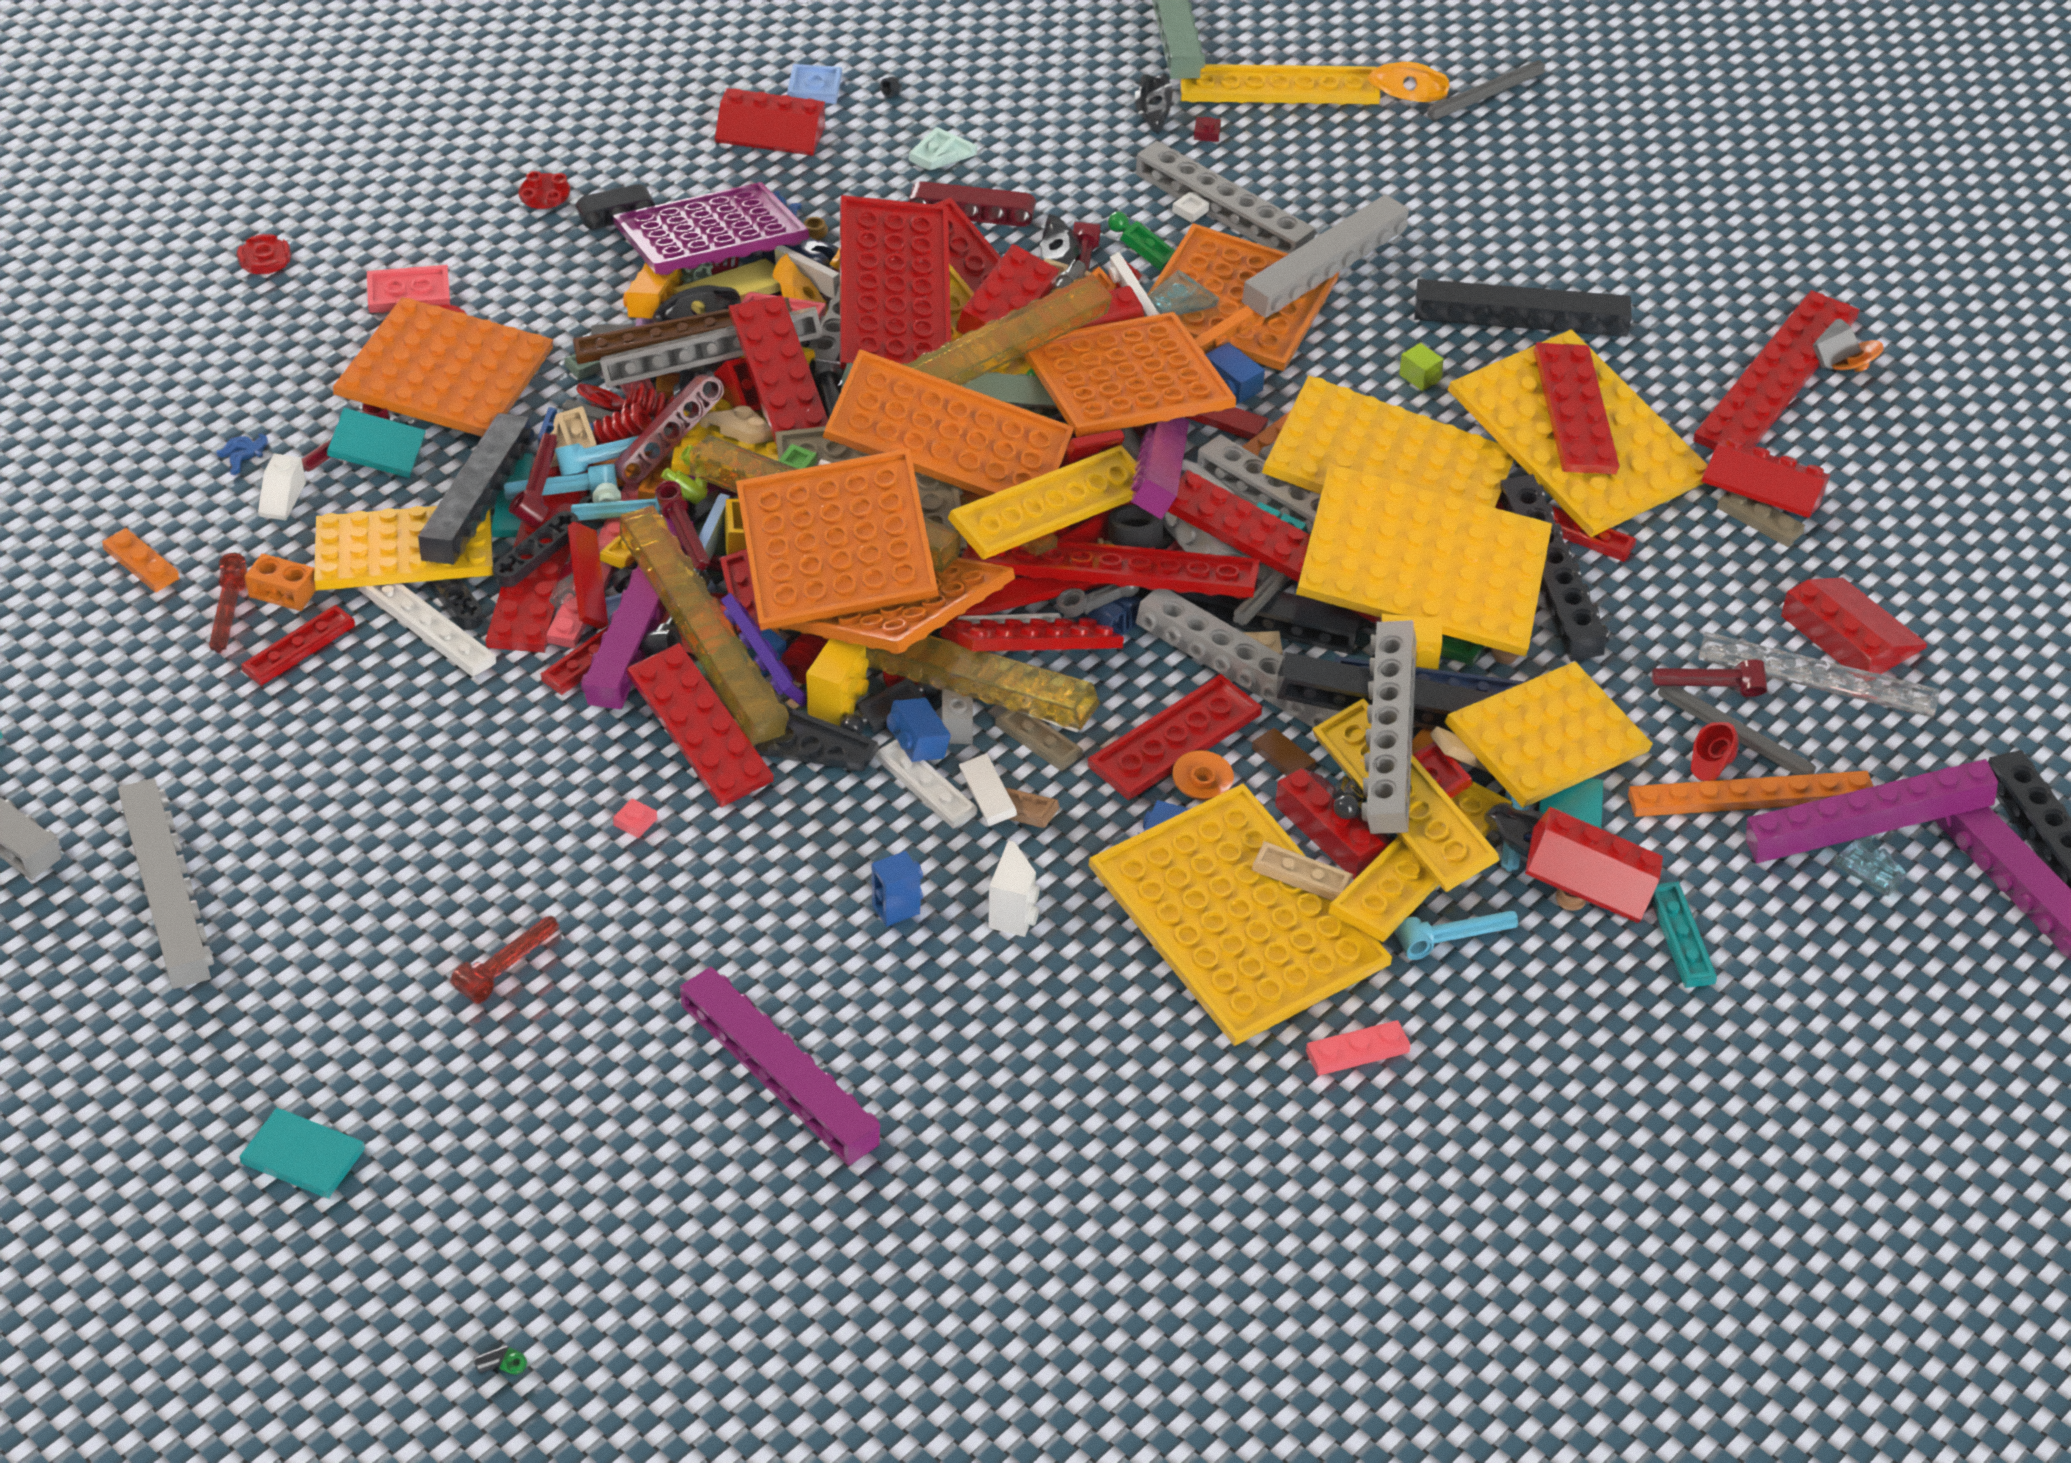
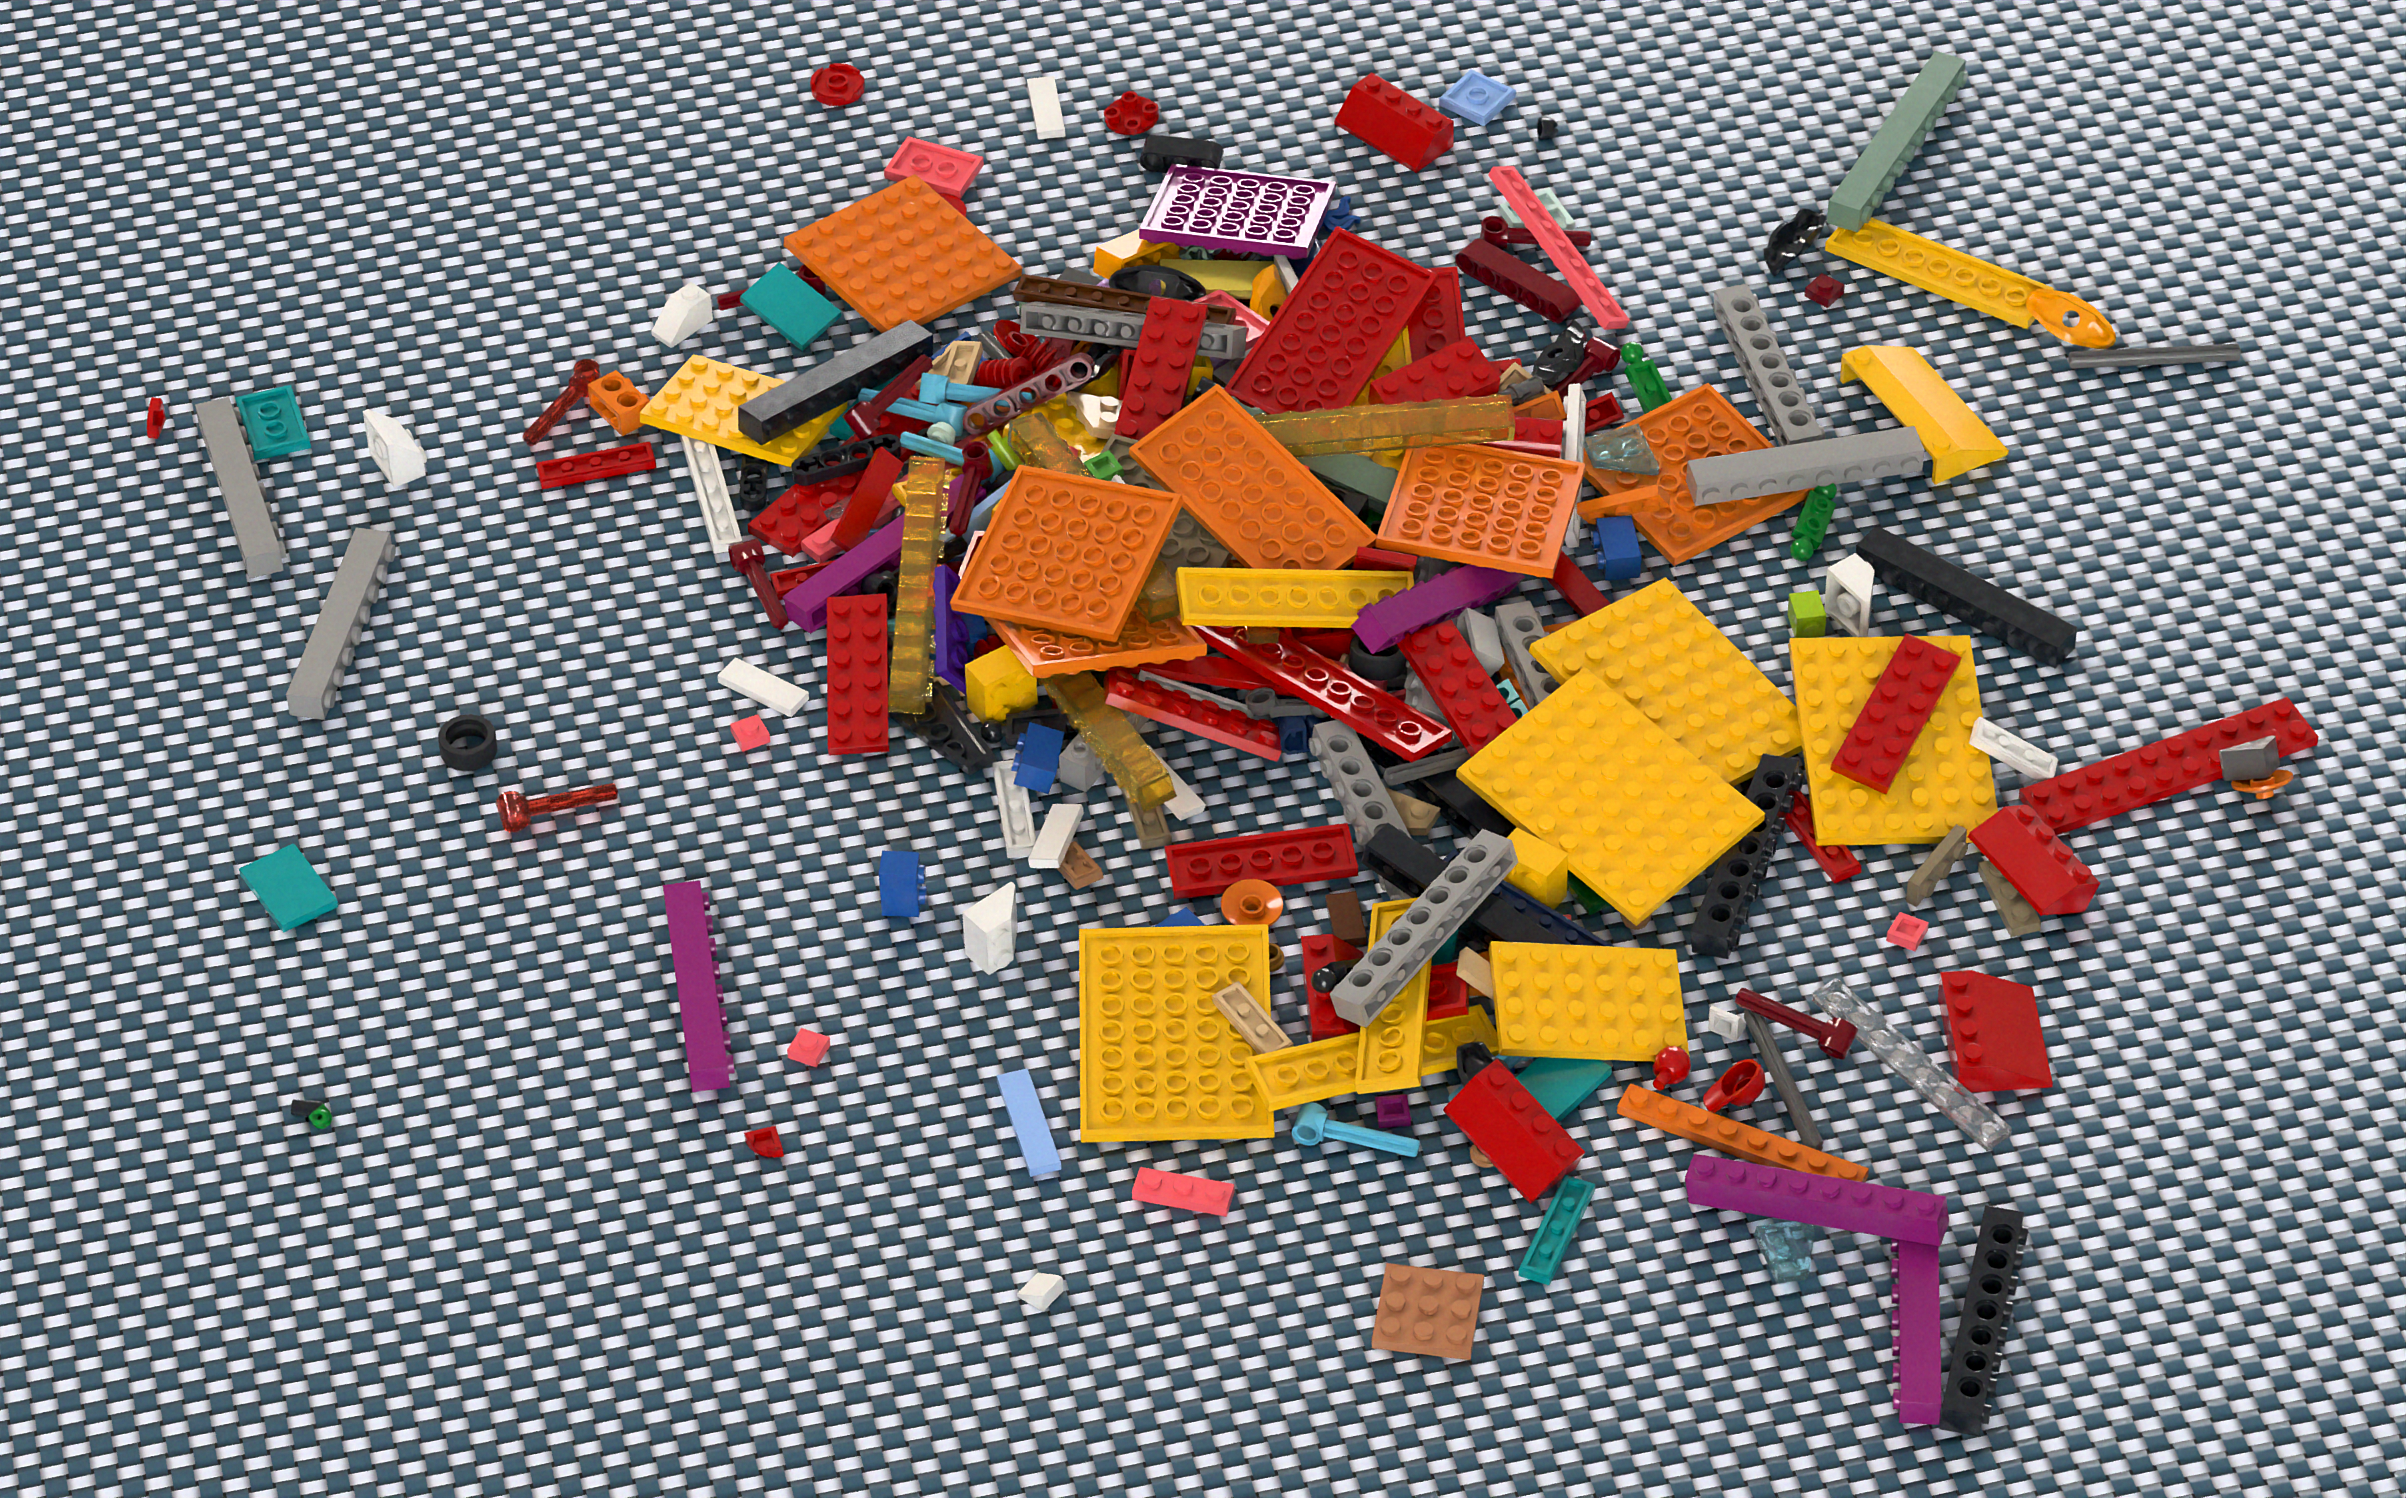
camera: 35 degrees right, 0 degrees up
(95, 705) = (393, 449): none -> white slope
(140, 560) = (525, 336): orange plate -> none
(245, 448) = (688, 268): blue piece -> none
(382, 956) = (469, 758): none -> black tyre
(464, 210) = (1046, 107): none -> white tile
(512, 668) = (749, 560): none -> dark red axle
(614, 773) = (763, 687): none -> white tile
(924, 1074) = (808, 1047): none -> coral plate
(927, 171) = (1496, 232): none -> dark red axle
(958, 1180) = (765, 1142): none -> red tile
(981, 162) = (1559, 248): none -> coral plate
(1175, 1049) = (1028, 1122): none -> light blue tile
(1190, 207) = (1729, 365): white plate -> none
(1317, 1194) = (1042, 1290): none -> white slope
(1359, 298) = (1812, 522): none -> green plate
(1361, 181) = (1924, 400): none -> yellow slope
(1454, 336) = (1850, 594): none -> white slope
(1465, 897) = (1392, 1111): none -> magenta tile
(1647, 1053) = (1428, 1311): none -> nougat plate
(1651, 757) = (1671, 1066): none -> red piece
(1654, 704) = (1725, 1023): none -> white slope
(1670, 404) = (2012, 750): none -> white tile
(1694, 514) = (1937, 866): none -> dark tan plate
(1718, 574) = (1907, 931): none -> coral plate

